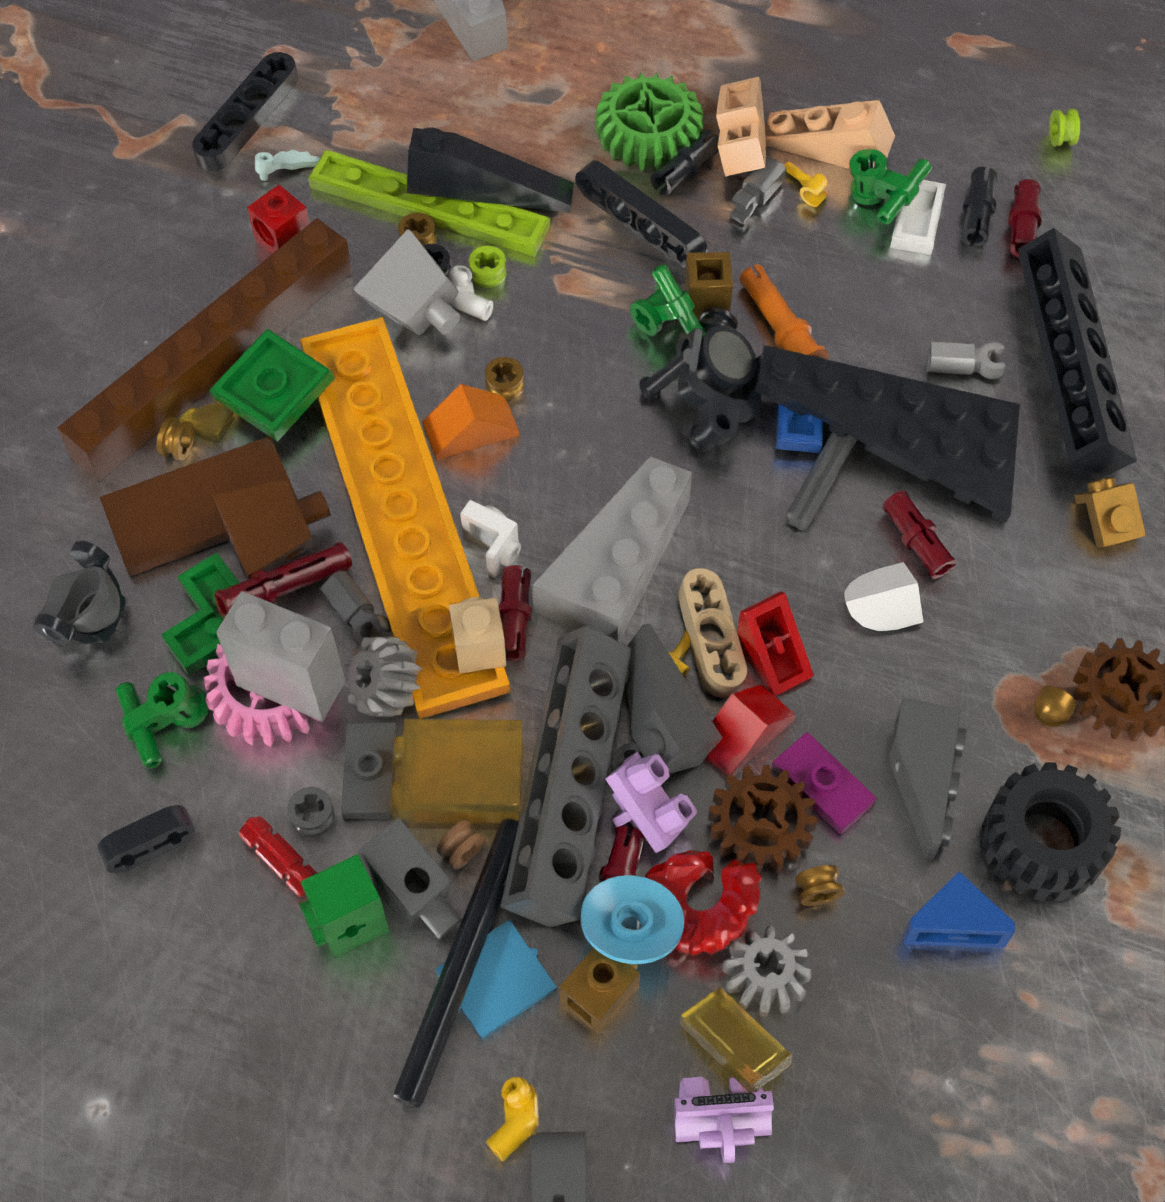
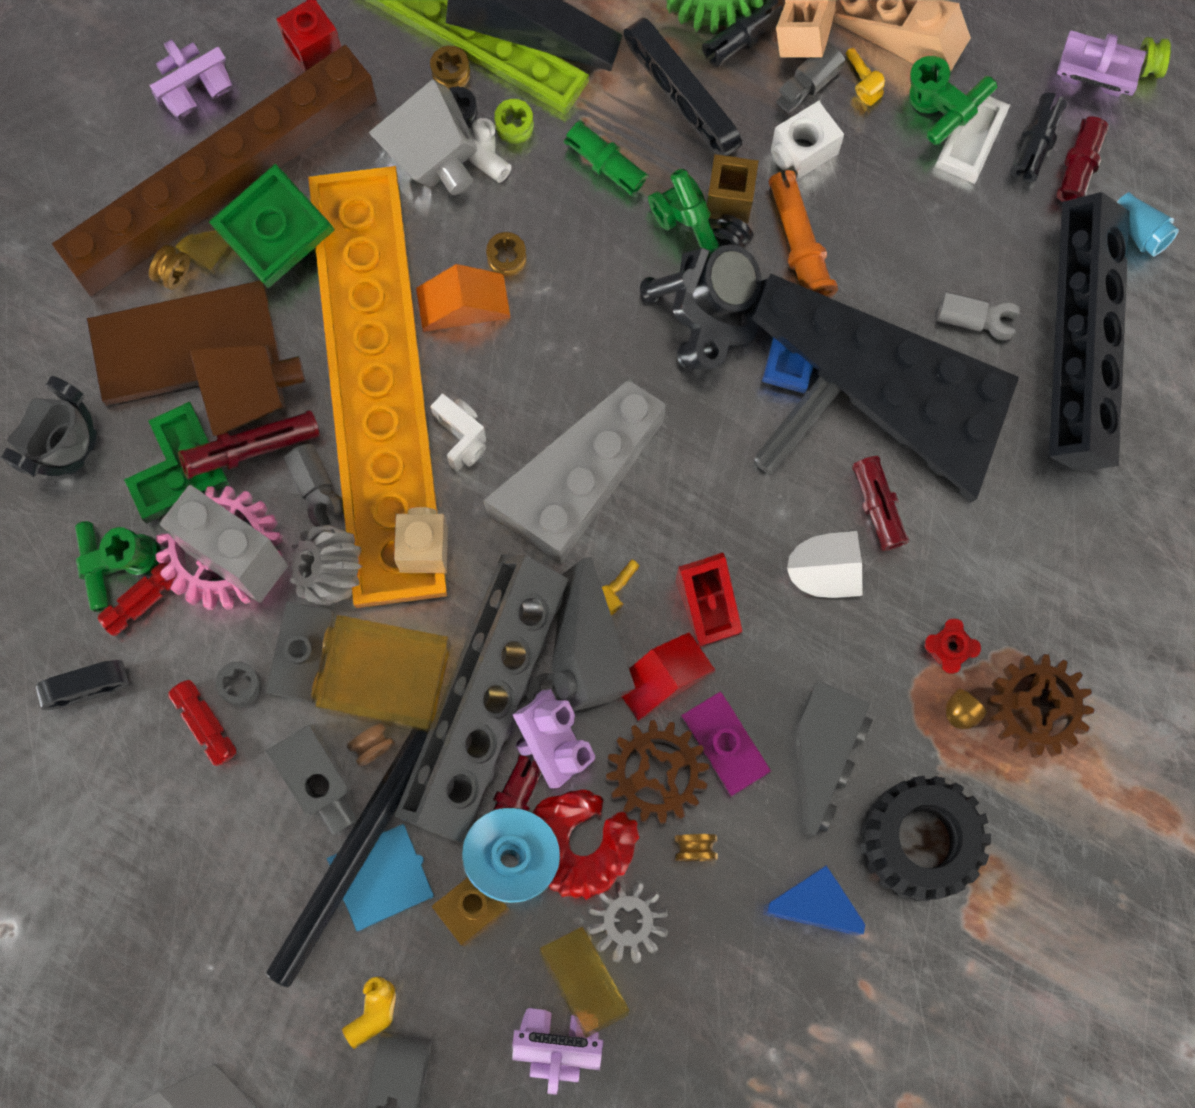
camera: 10 degrees right, 15 degrees up
(164, 268) = (173, 87): none -> lavender hips
(189, 750) = (135, 601): none -> red axle
(343, 907) = (247, 793): green brick -> none
(515, 610) = (466, 513): dark red pin -> none
(582, 282) = (606, 158): none -> green pin
(707, 651) = (666, 602): tan beam -> none
(767, 238) = (812, 125): none -> white brick
(1019, 136) = (1101, 63): none -> lavender hips
(1019, 662) = (939, 646): none -> red plate
(1103, 261) = (1148, 227): none -> medium azure cone
(1112, 511) = (1079, 513): pearl gold bracket -> none

